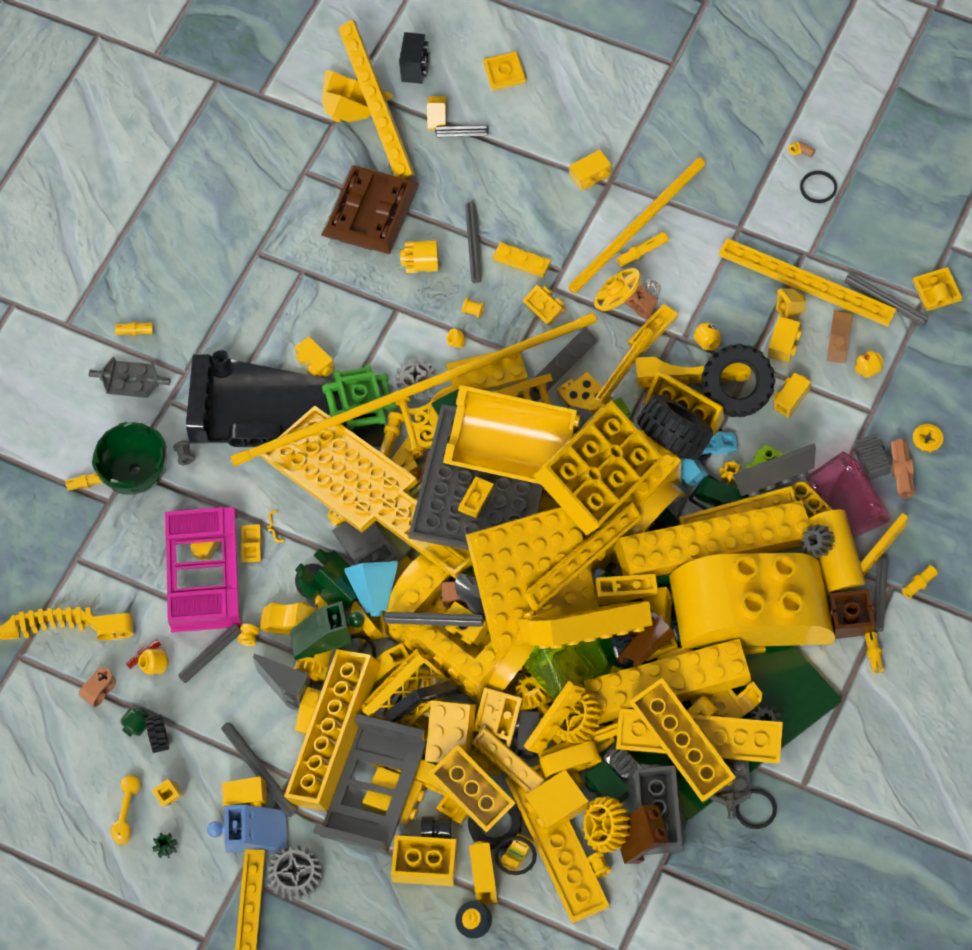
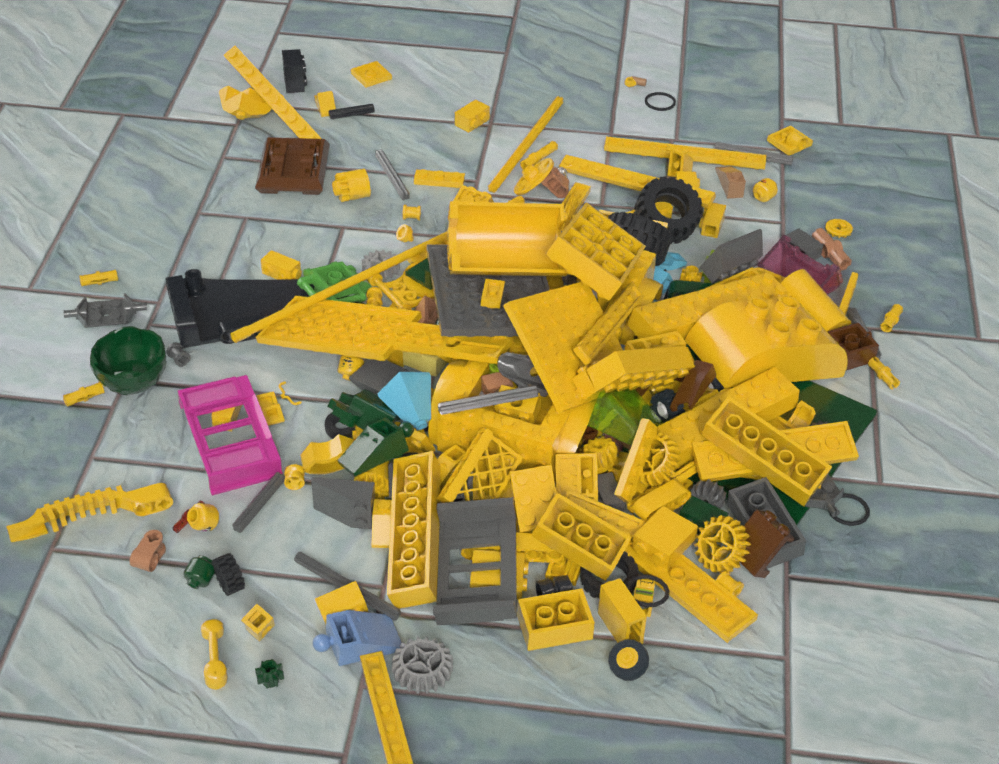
camera: 25 degrees left, 20 degrees down
(420, 696) = (502, 462): black beam -> none
(707, 336) = (623, 195): yellow head -> none
(728, 318) = (620, 176): none -> yellow plate
(817, 541) = (798, 285): dark grey gear -> none

